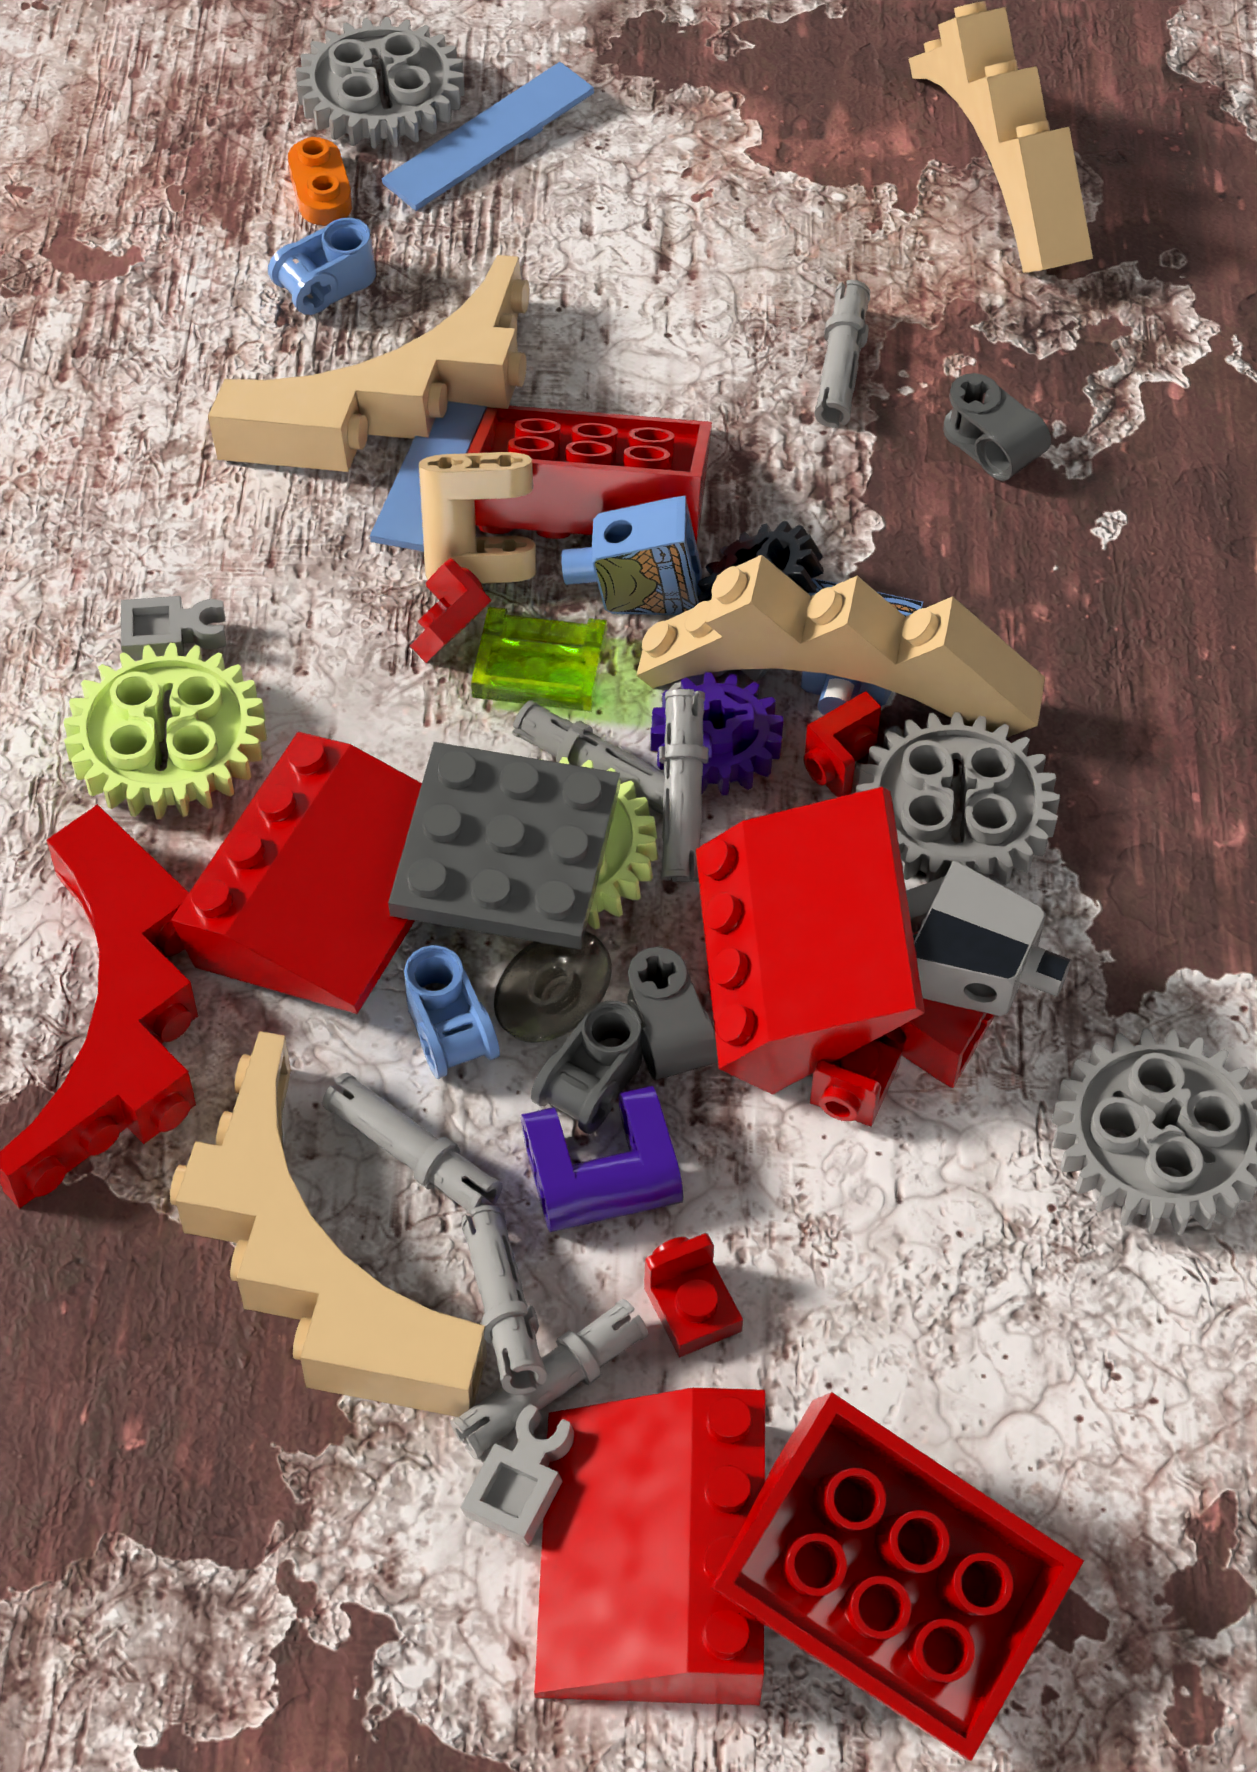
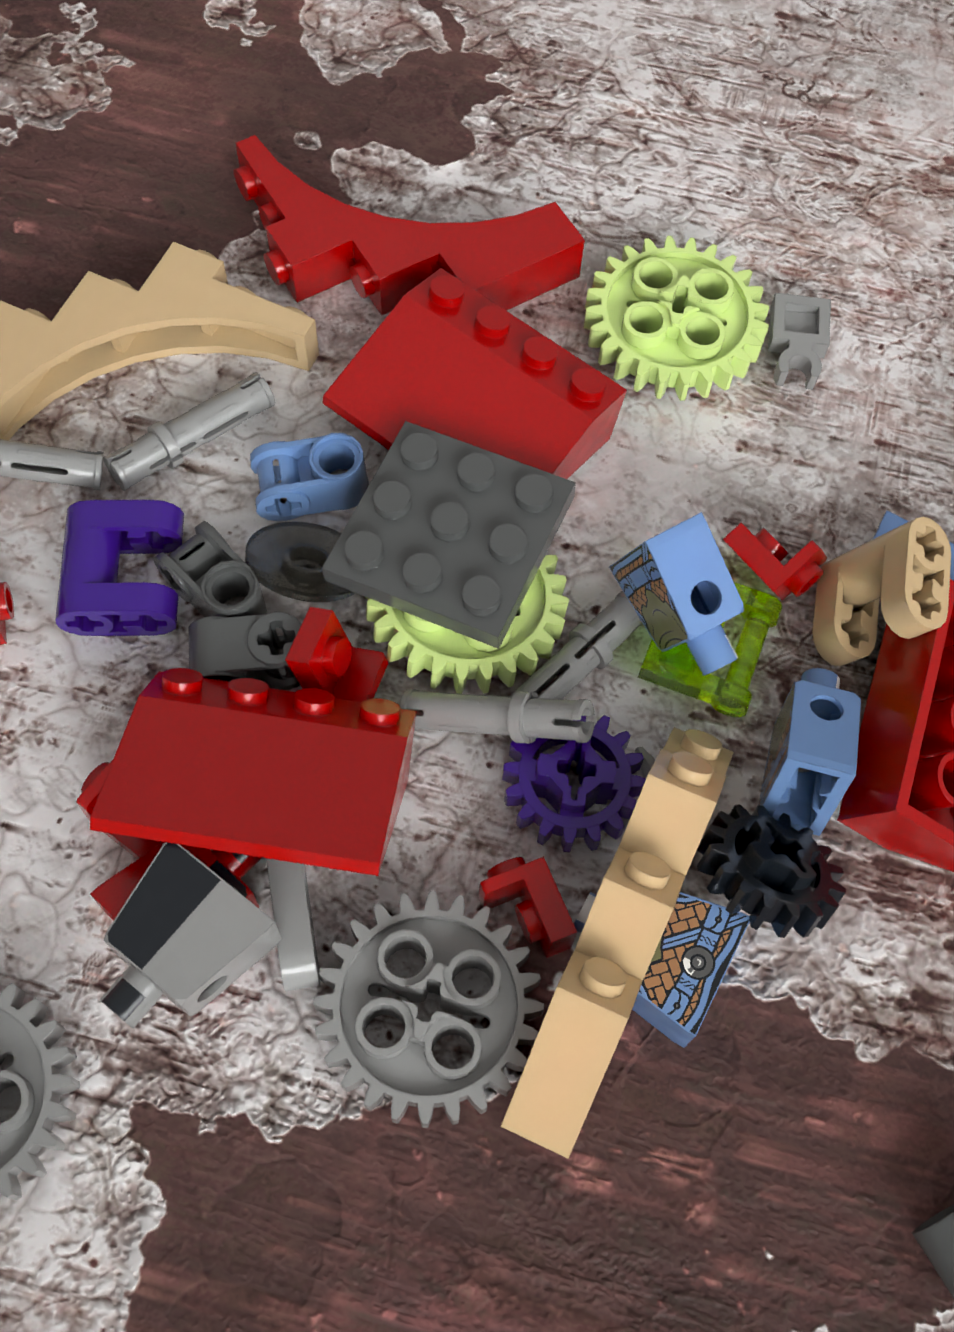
camera: 100 degrees right, 10 degrees up
(525, 650) = (683, 592): none -> medium blue torso
(662, 924) = (327, 661): none -> red bracket

